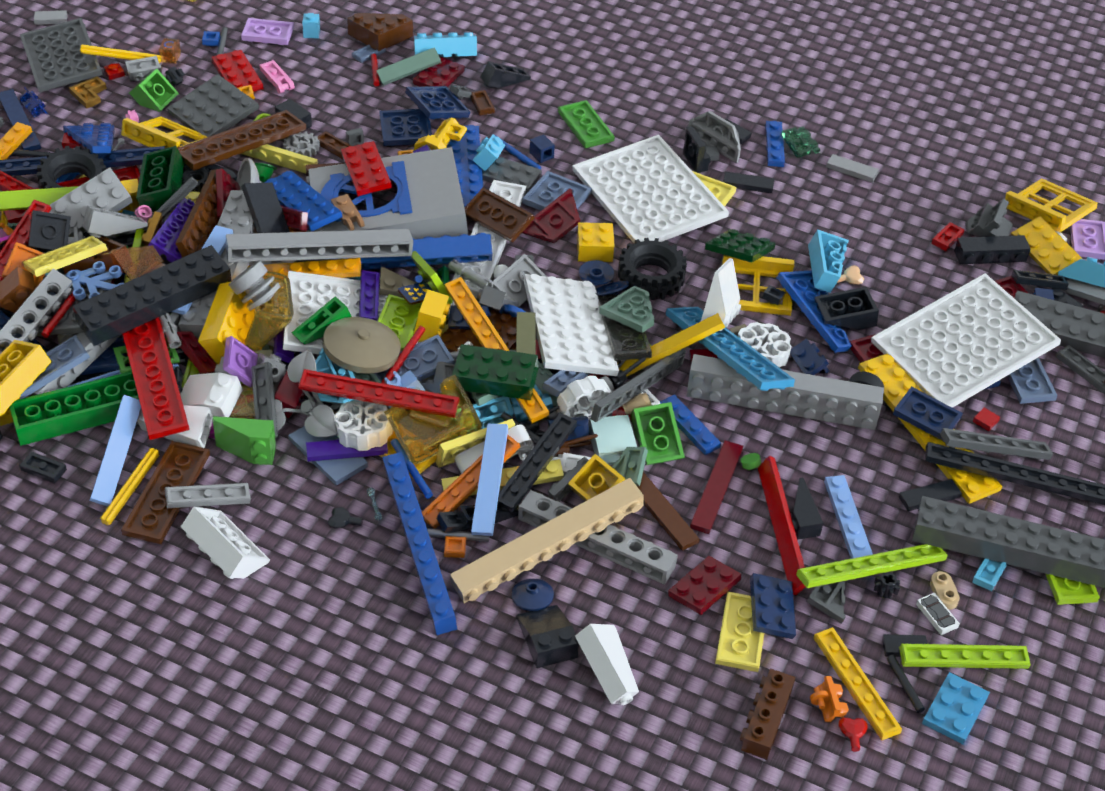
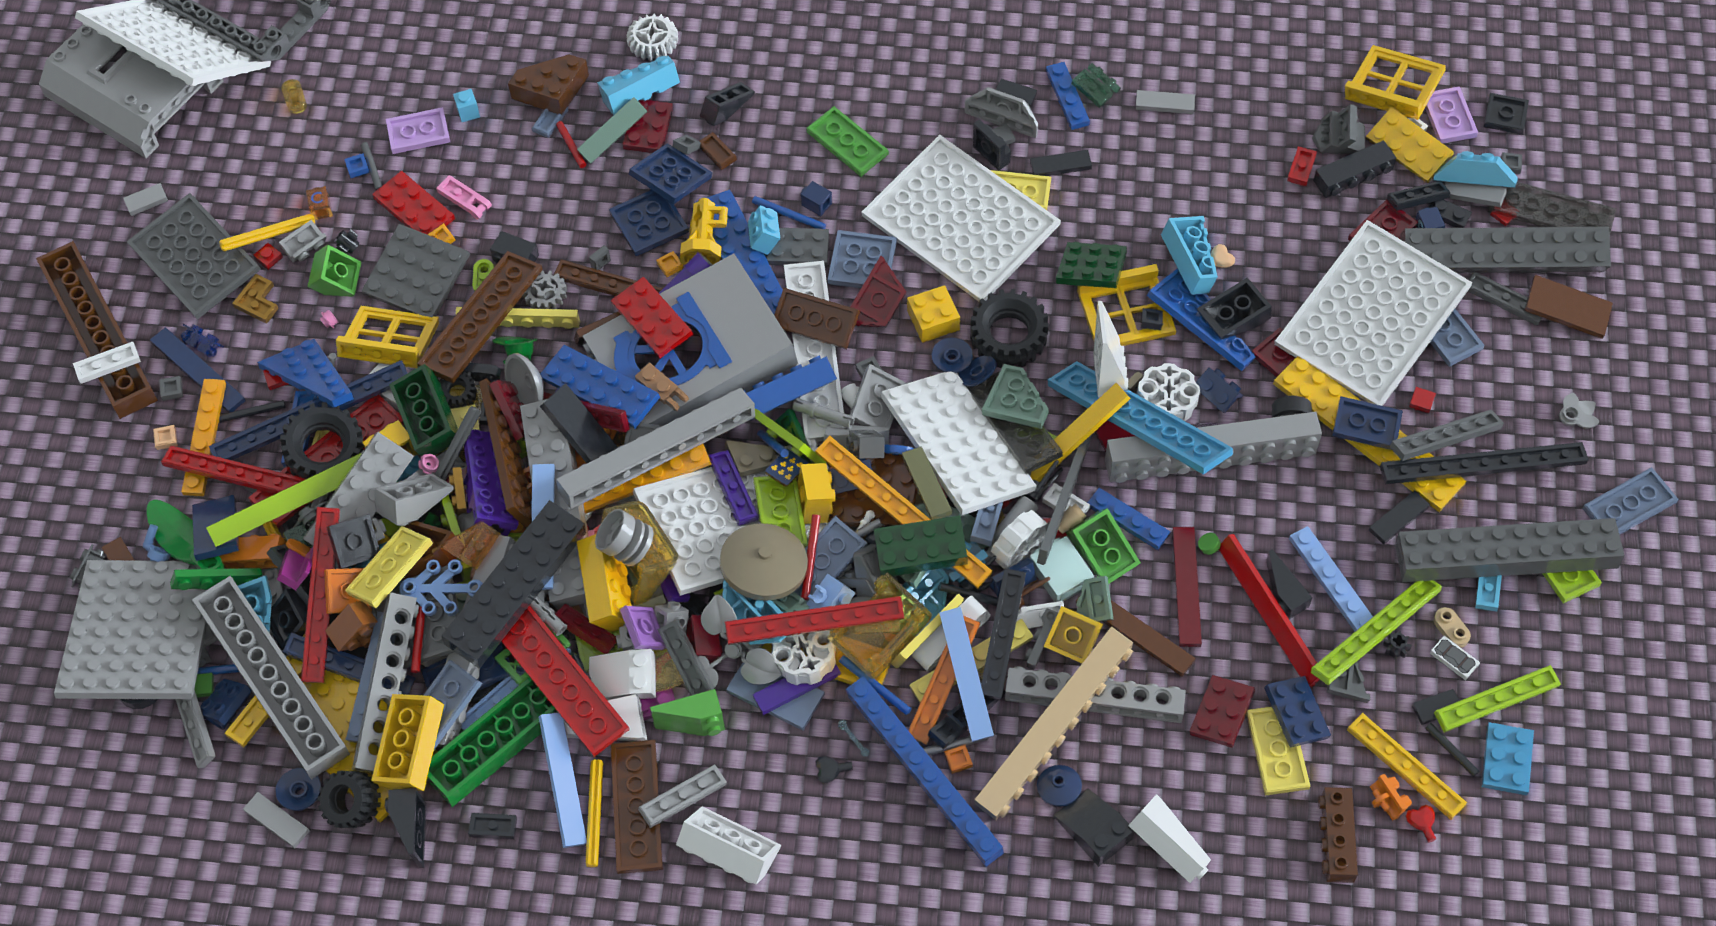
camera: 15 degrees left, 15 degrees up
(316, 325) = (708, 549): green slope -> none
(472, 21) = (652, 37): none -> white gear

